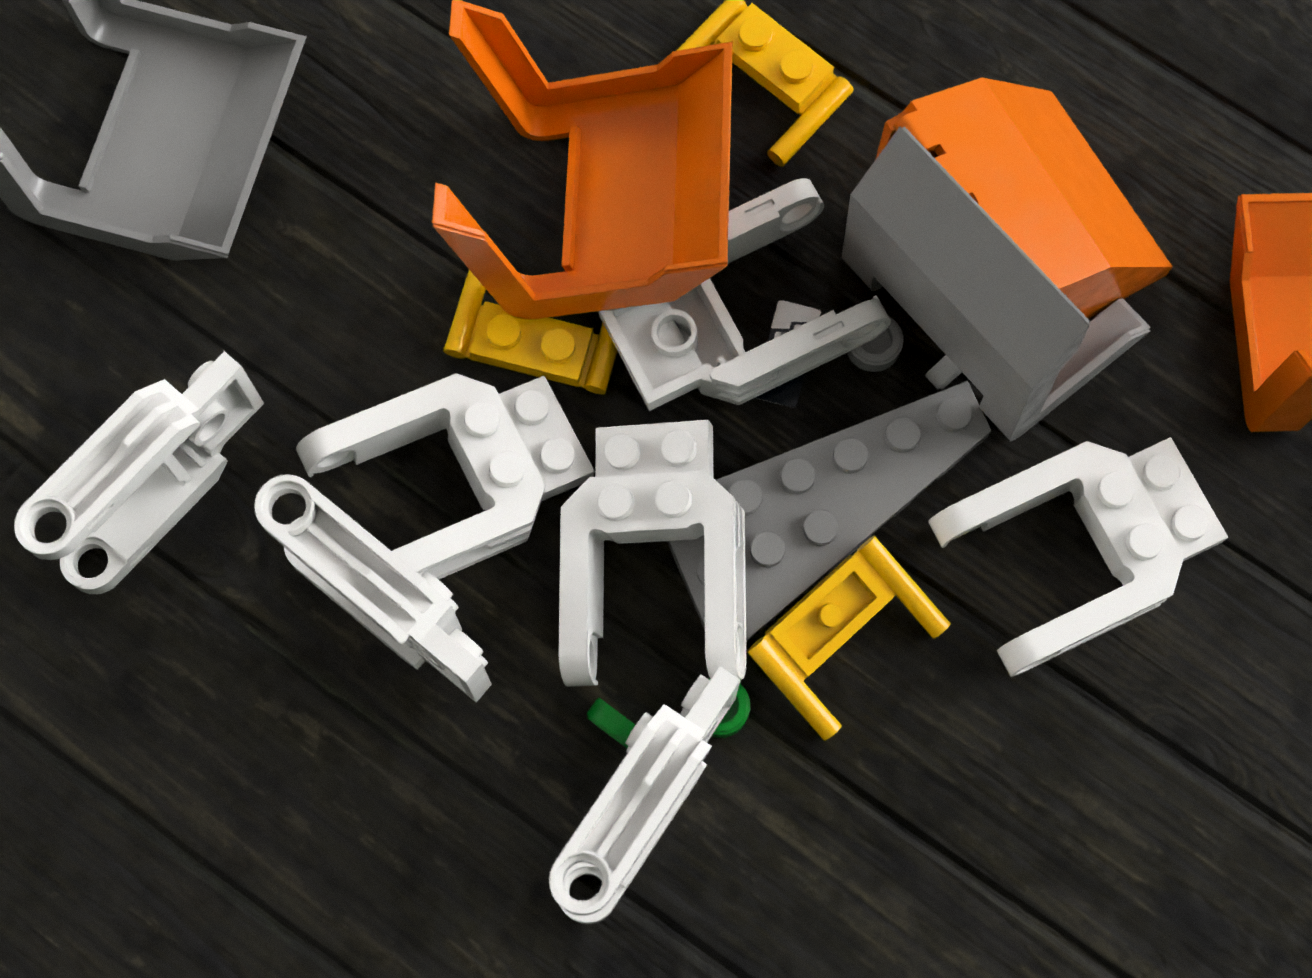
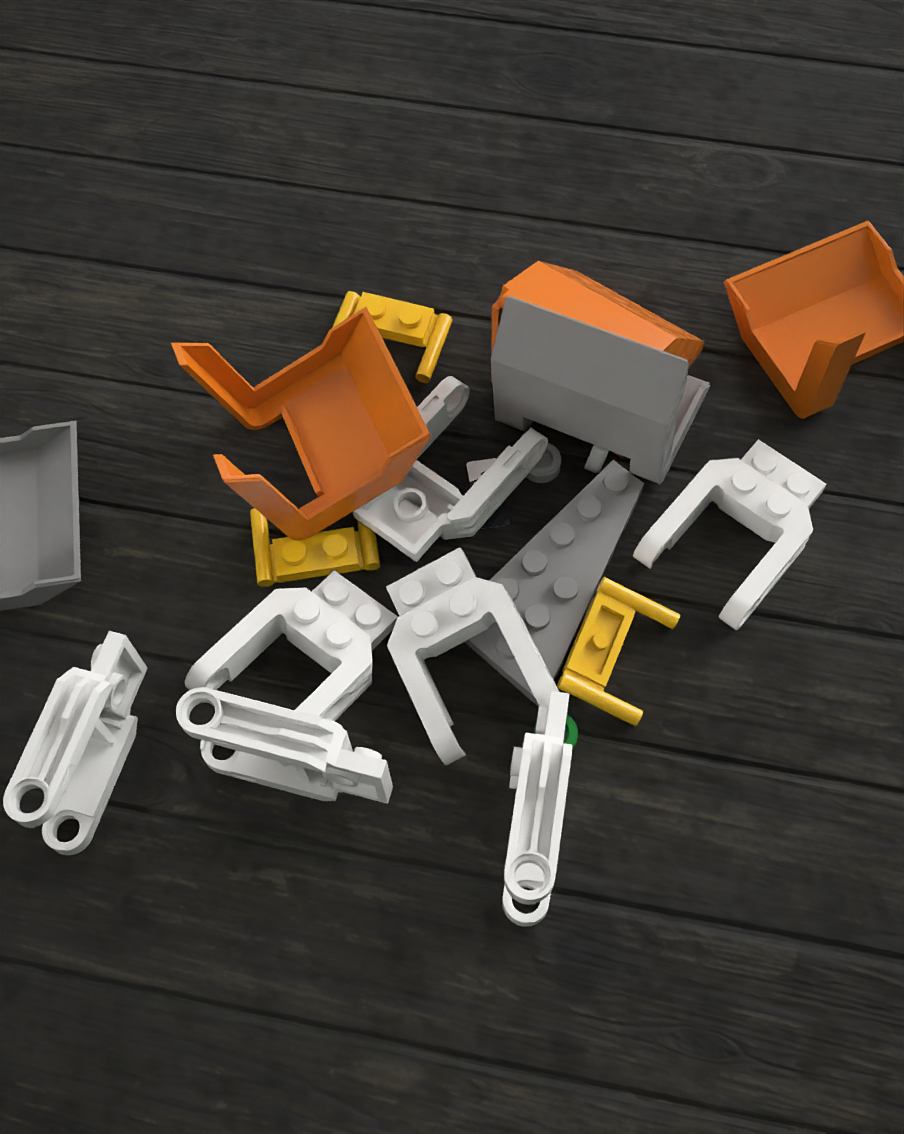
camera: 20 degrees left, 10 degrees down
(610, 721) = (489, 775): green tile -> none

